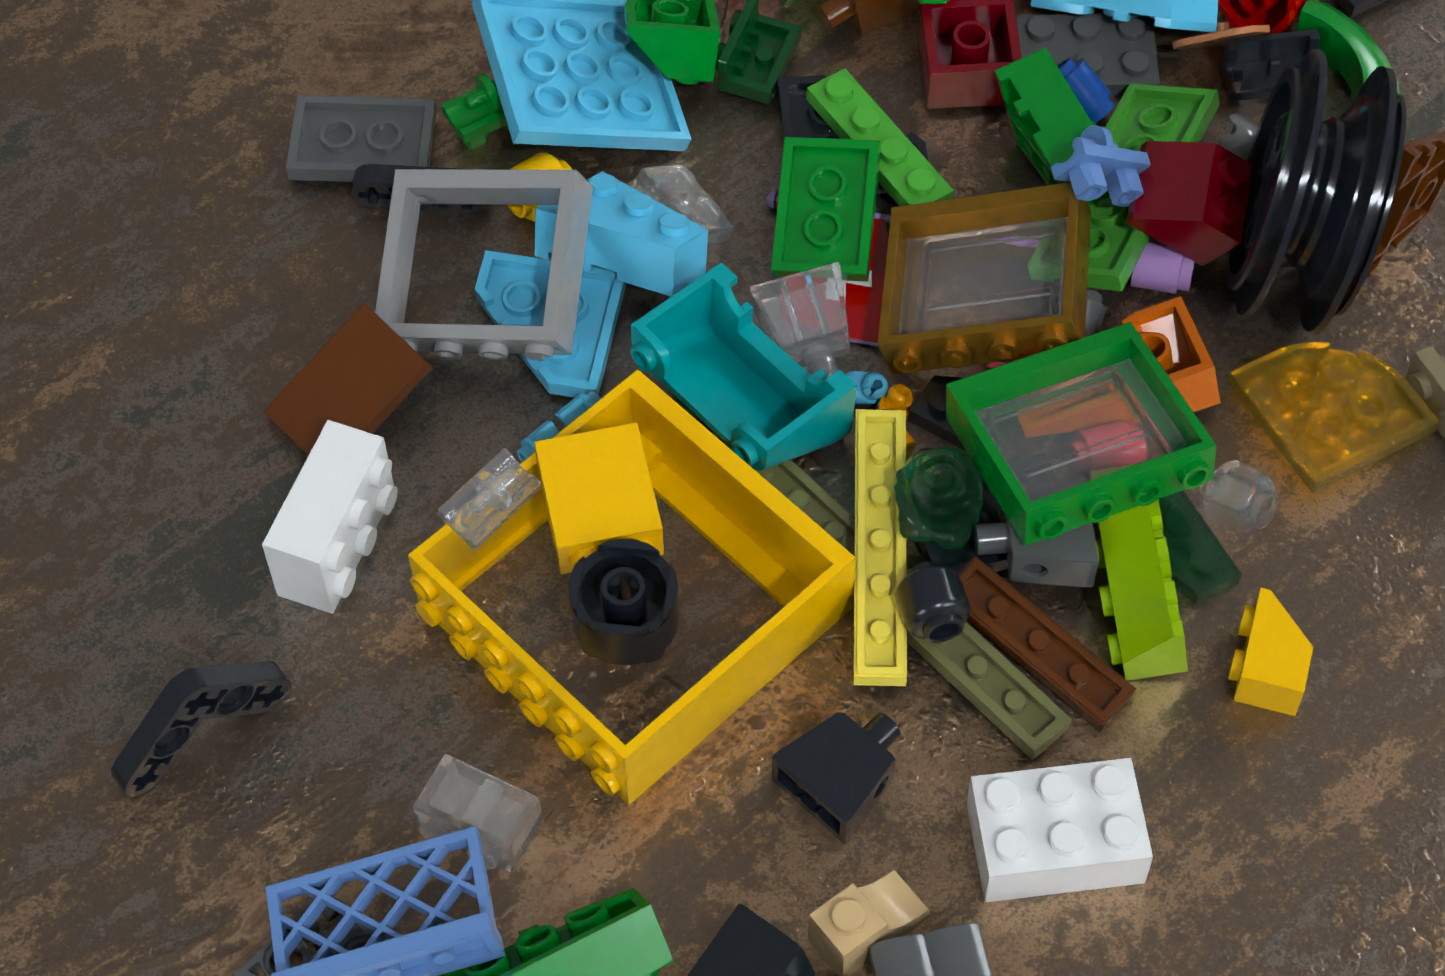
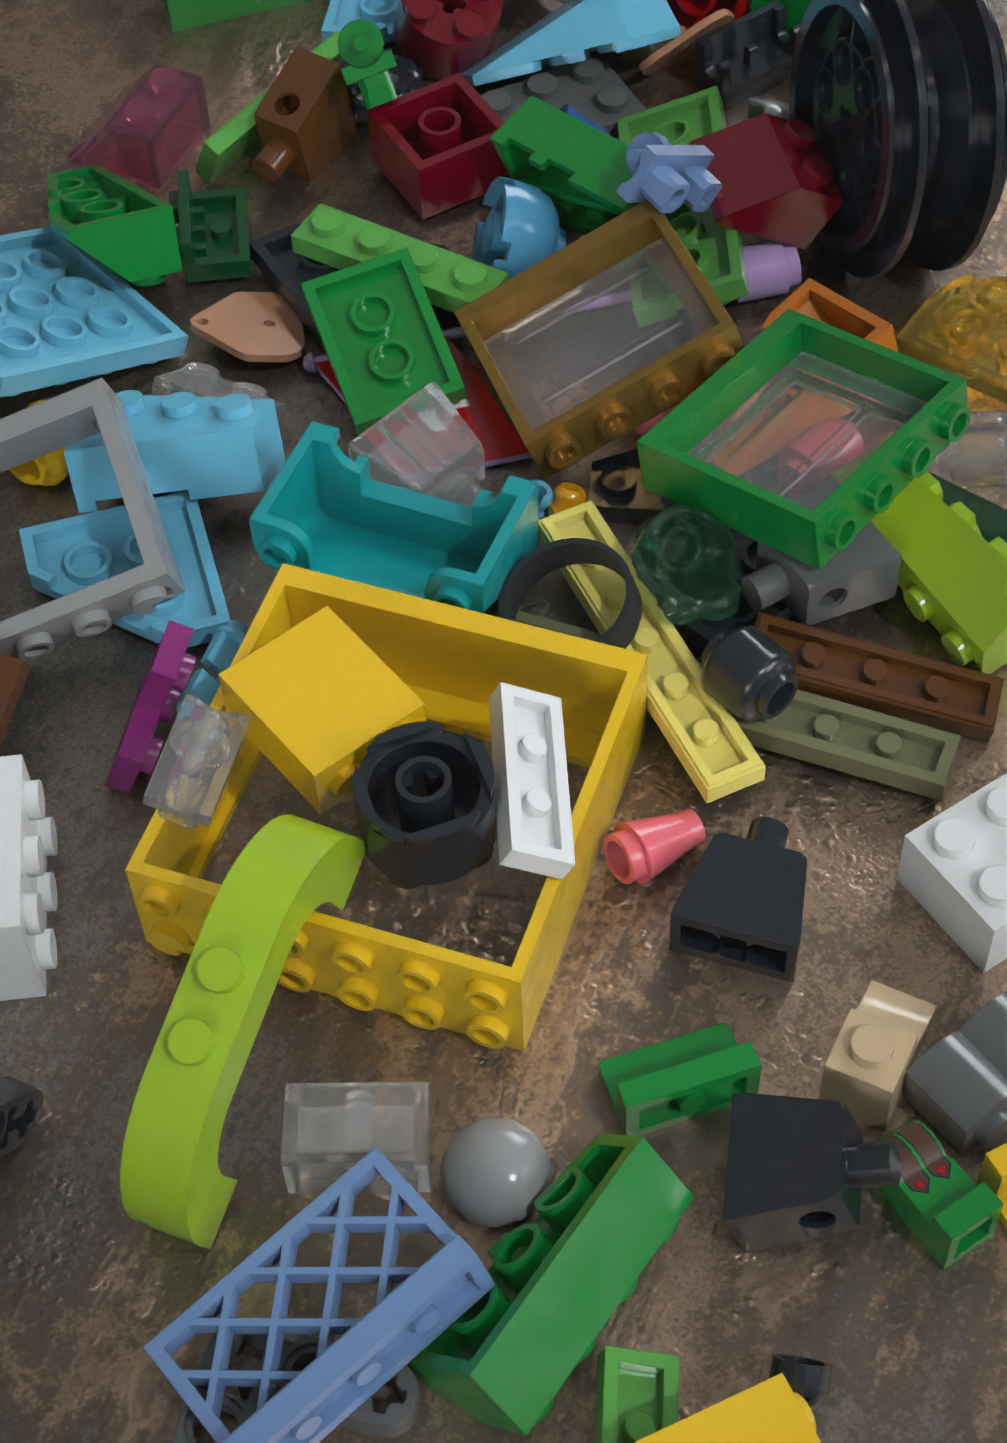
camera: 25 degrees left, 5 degrees down
(409, 681) = (181, 1103): none -> lime arch
(509, 429) = (154, 702): none -> magenta plate
(557, 879) = (495, 1171): none -> light grey hair
(710, 617) = (531, 781): none -> white plate
(718, 875) = (679, 1079): none -> green panel
(733, 147) = (252, 327): none -> nougat piece
(800, 697) = (649, 845): none -> coral cone
(835, 446) = (570, 552): none -> black tyre
(985, 158) = (518, 228): none -> dark azure cylinder

